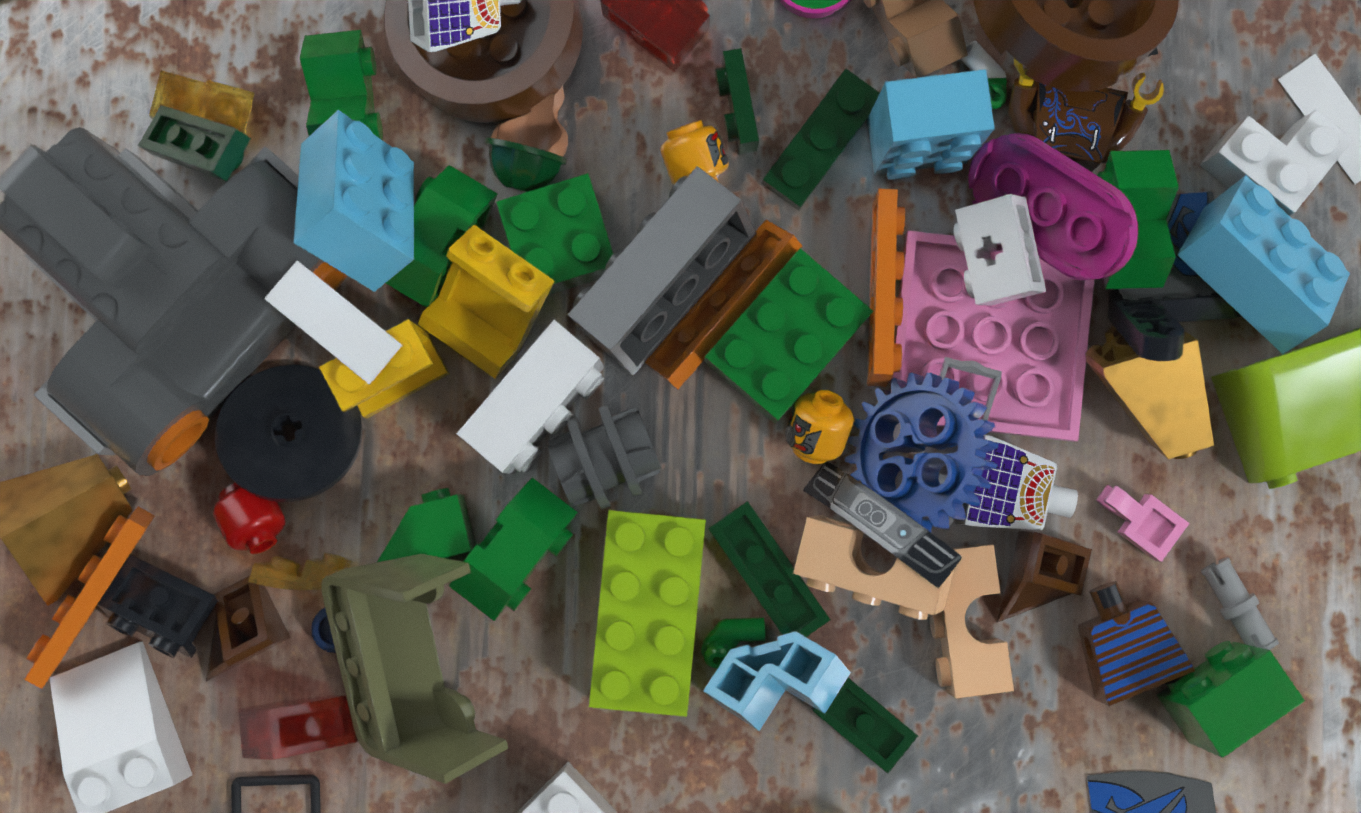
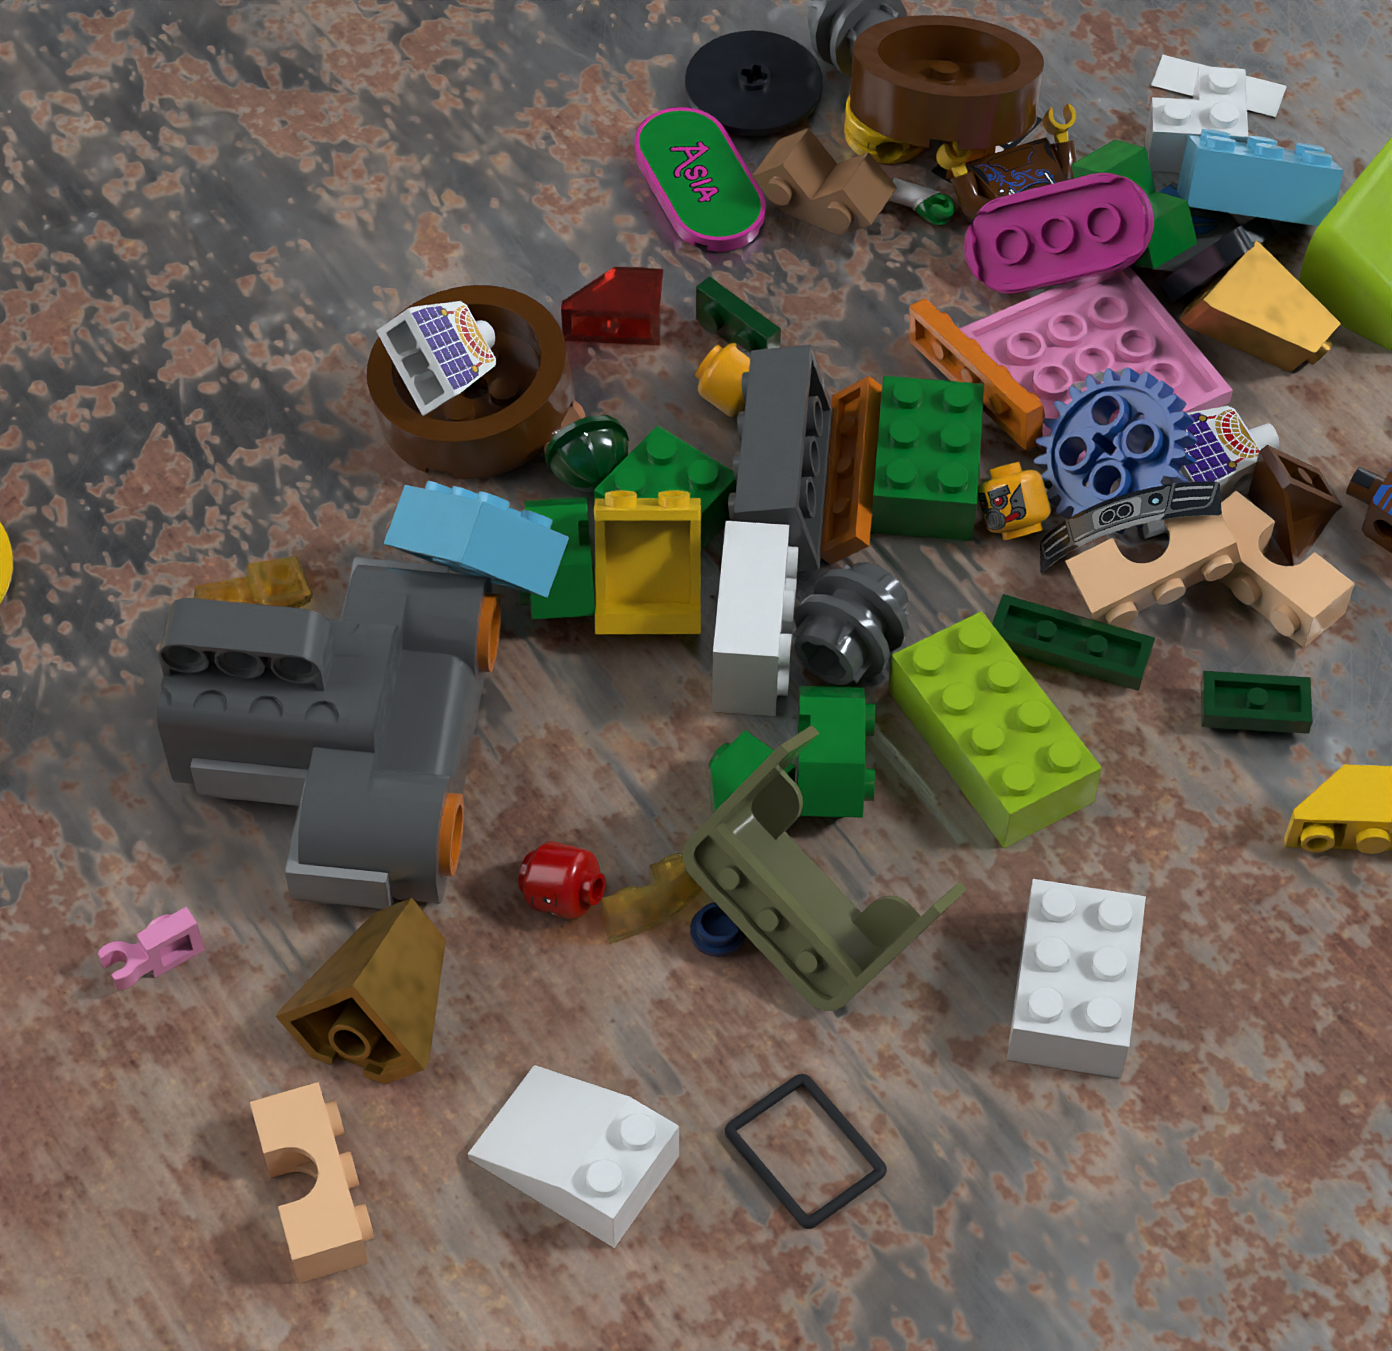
camera: 35 degrees left, 30 degrees down
(75, 612) = (459, 1054): orange plate -> none
(157, 607) = (534, 1013): black bracket -> none
(195, 142) = (303, 576): dark green plate -> none
(243, 626) = (629, 982): reddish brown slope -> none
(253, 443) = (544, 789): black piece -> none
(295, 727) = (747, 1027): clear red slope -> none
(333, 322) = (537, 617): white sticker -> none
(340, 79) = (365, 497): green brick -> none
(407, 372) = (592, 672): yellow panel -> none
(728, 635) = (1080, 709): green arm -> none
(756, 677) = (1160, 678): medium azure brick -> none
(821, 139) = (830, 314): dark green plate -> none
(929, 123) = (911, 230): medium azure brick -> none
(1015, 270) = (1027, 265): white brick -> none
(1147, 524) = (1343, 416): bright pink plate -> none

